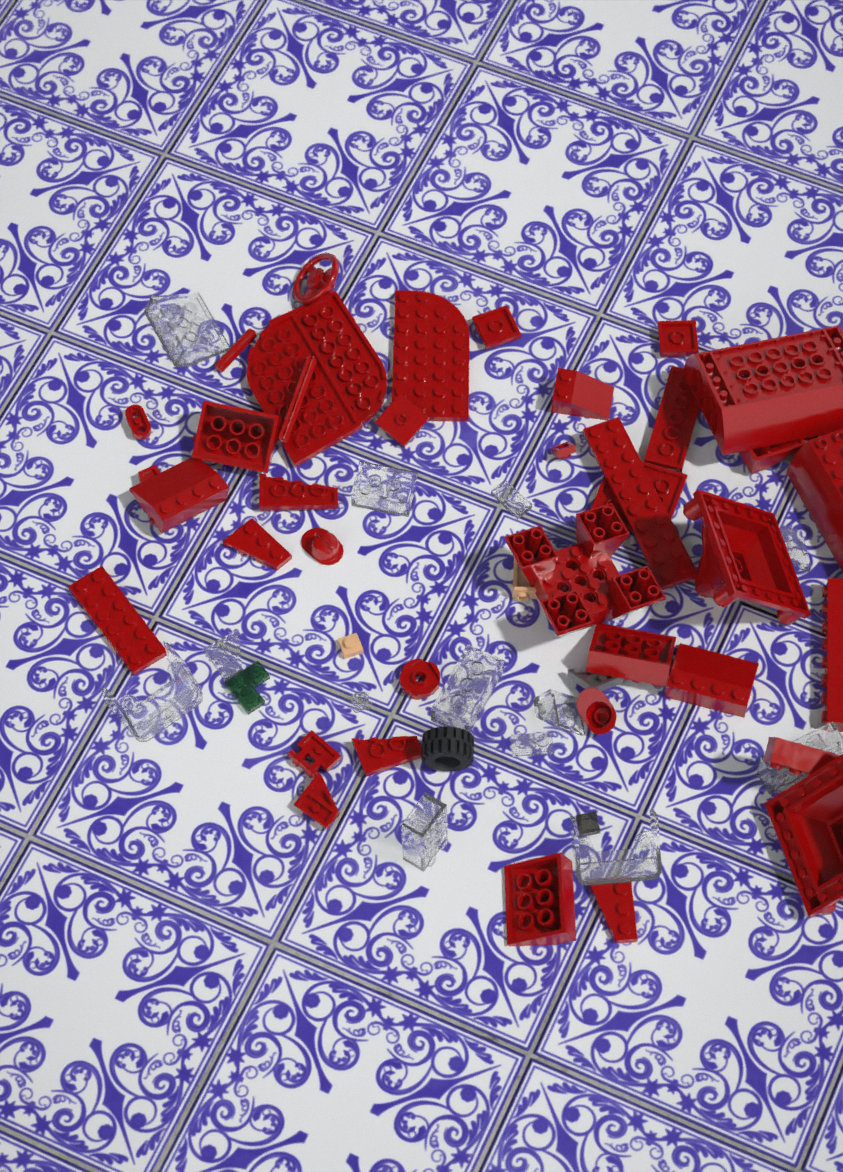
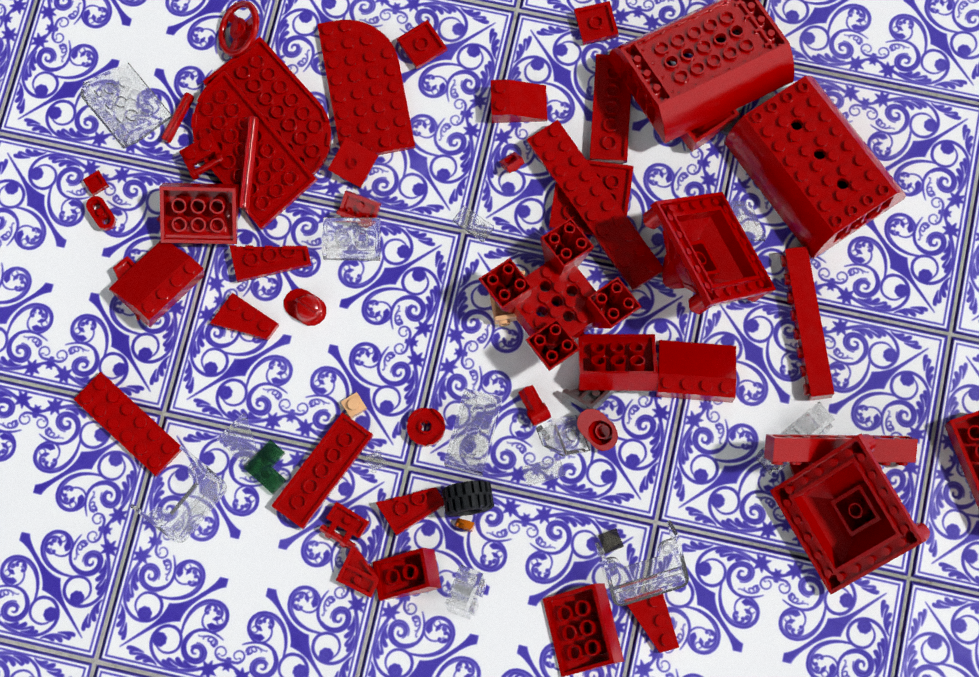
camera: 10 degrees left, 15 degrees up
(139, 394) = (95, 183): none -> red tile
(251, 382) = (199, 152): none -> red plate
(304, 699) = (322, 470): none -> red plate
(369, 813) = (407, 574): none -> red slope
(395, 458) = (358, 206): none -> red bracket
(439, 778) = (464, 524): none -> orange tile
(536, 680) = (535, 408): none -> red piece

